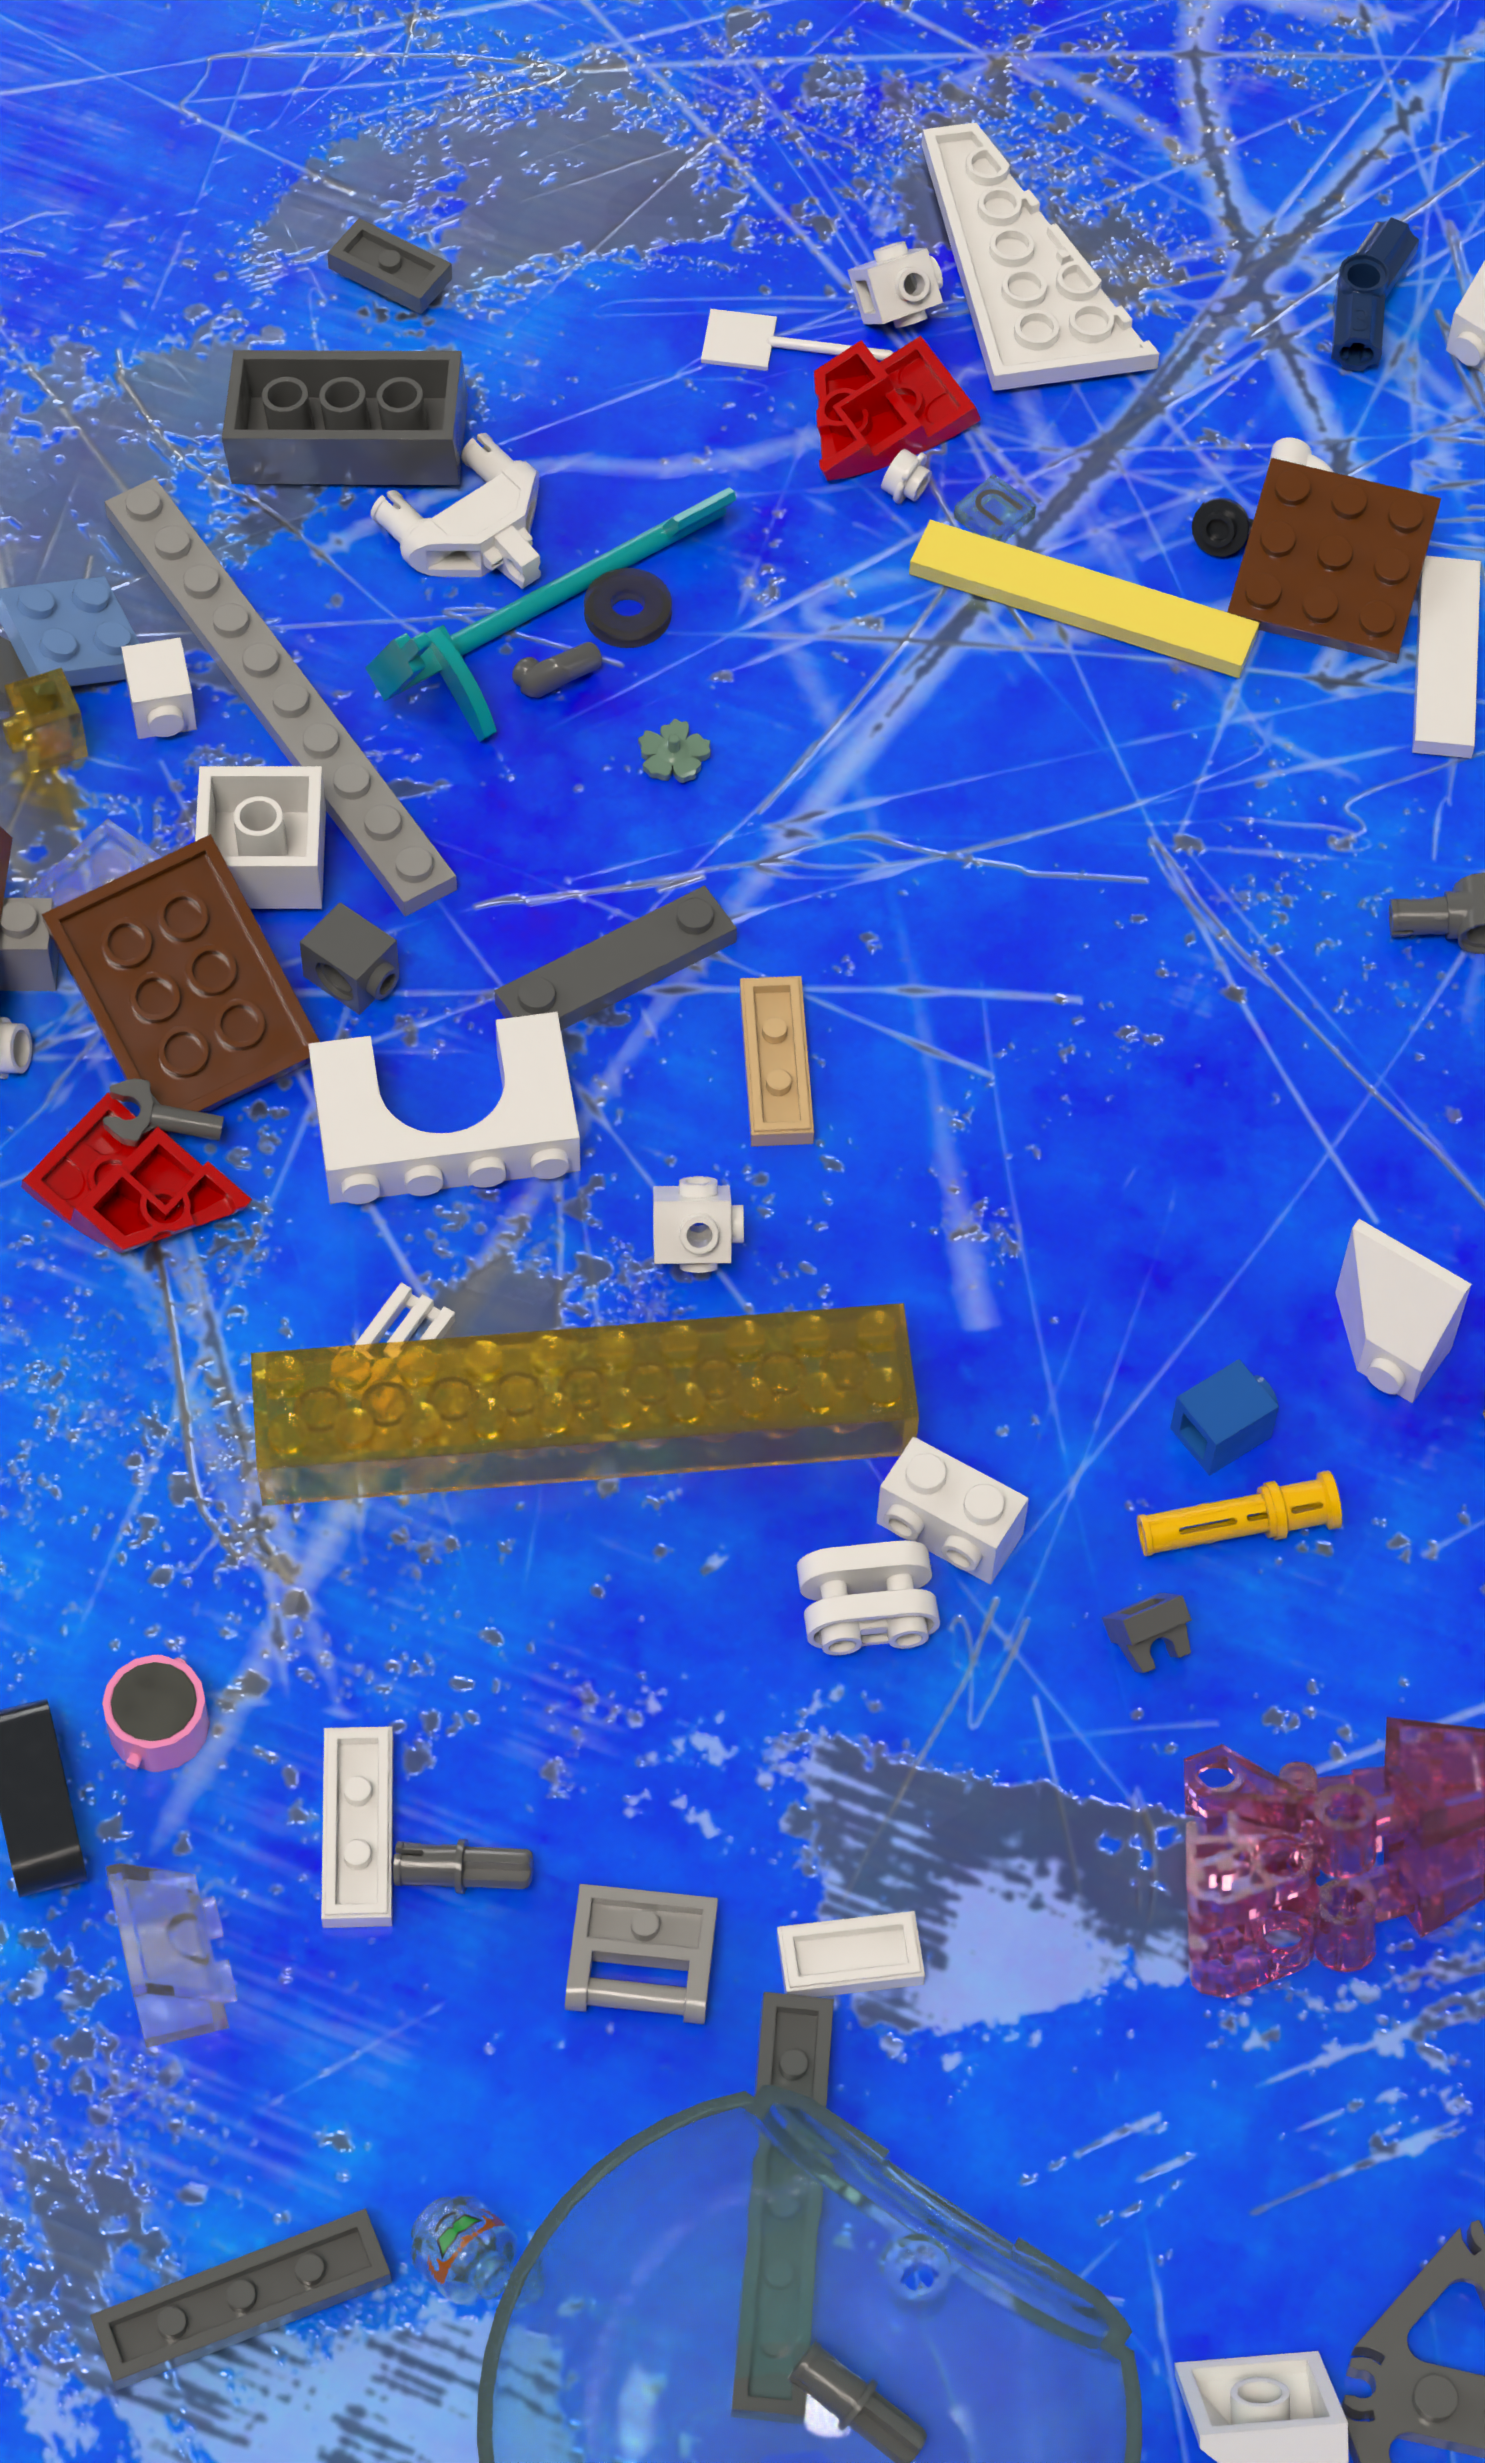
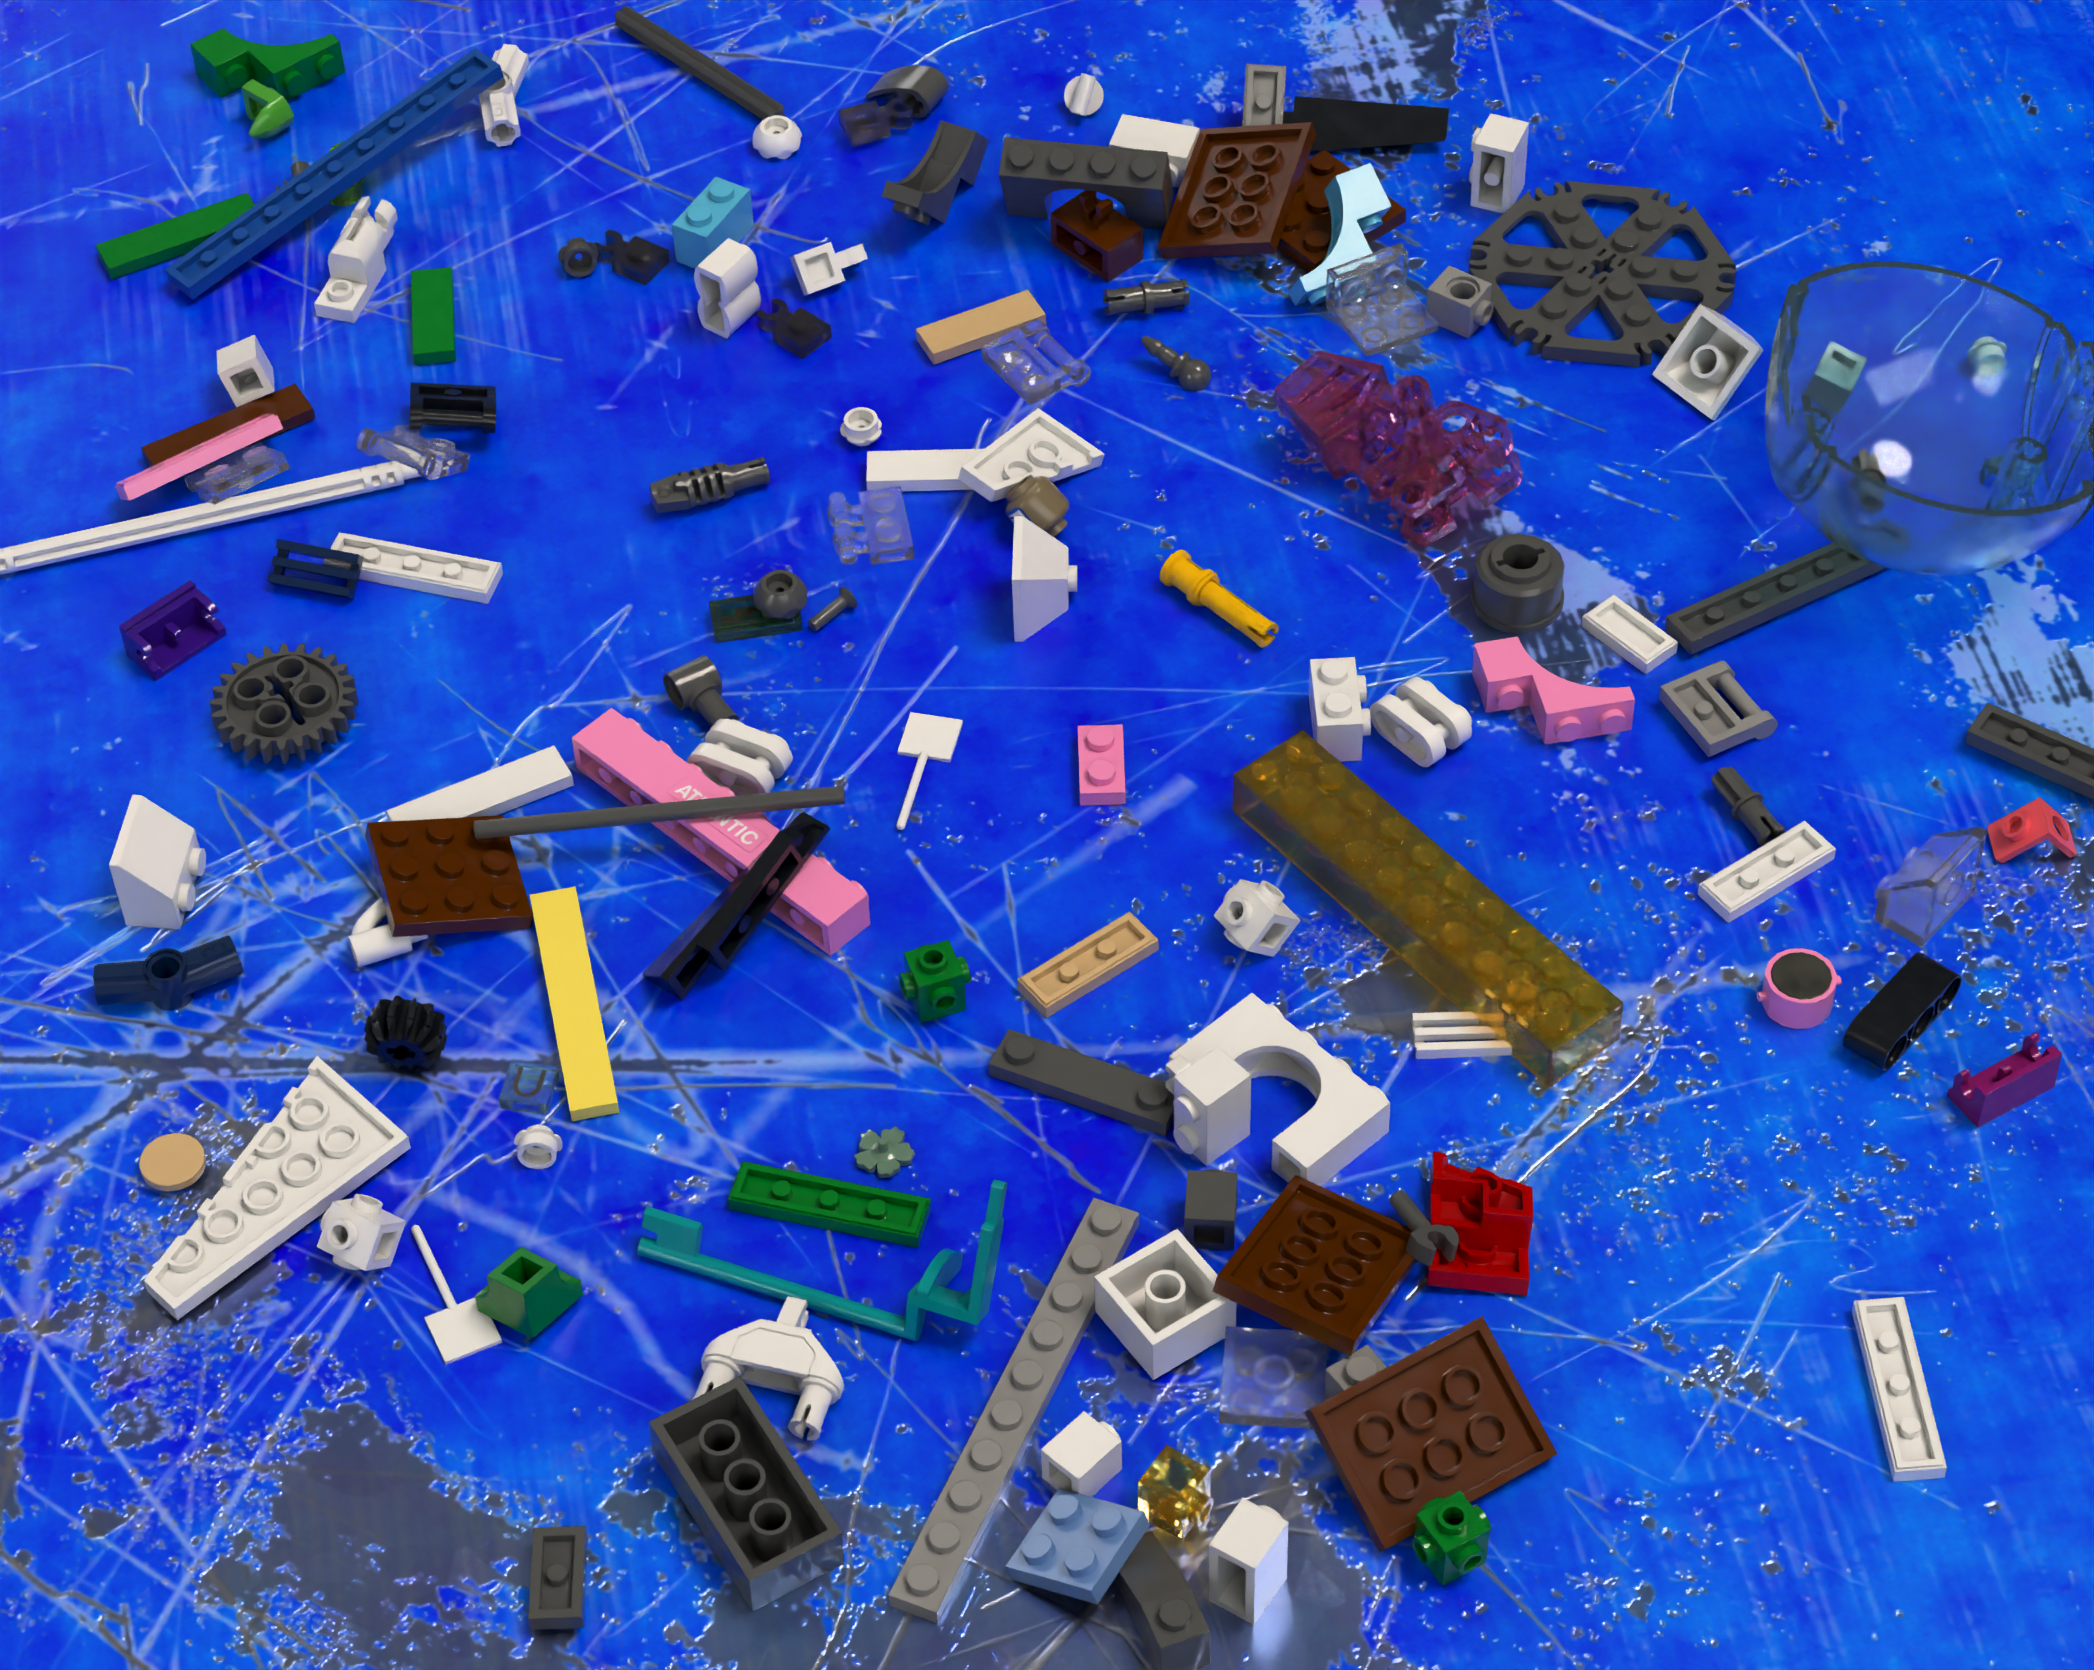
camera: 120 degrees left, 10 degrees down
(161, 2157) = (2028, 828): none -> coral bracket
(463, 2249) = (1944, 683): clear light blue head -> none
(465, 1007) = (1209, 1104): none -> white brick
(548, 675) = (884, 1250): dark grey arm -> none
(627, 630) = (774, 1227): clear smoke piece -> none
(643, 673) = (830, 1204): none -> green tile
(720, 376) = (527, 1292): none -> green brick
(847, 888) = (935, 980): none -> green brick
(862, 1742) = (1561, 708): none -> bright pink arch
(885, 406) = (475, 1194): red slope -> none
(1017, 1864) = (1518, 584): none -> dark grey wheel
(1064, 1243) = (1101, 765): none -> bright pink plate
(1073, 749) = (737, 912): none -> black wedge
(1118, 211) = (172, 1162): none -> tan piece
(1125, 420) = (405, 1033): none -> black gear
(1145, 1621) = (1324, 602): dark grey tile -> none
(1221, 527) = (453, 955): black plate -> none
(1225, 821) = (647, 771): none -> bright pink brick
(1225, 1416) = (1162, 630): blue brick -> none
(1236, 1109) = (926, 739): none -> white piece
(1260, 751) = (659, 812): none -> dark grey piece
(1320, 892) = (742, 757): none -> white brick

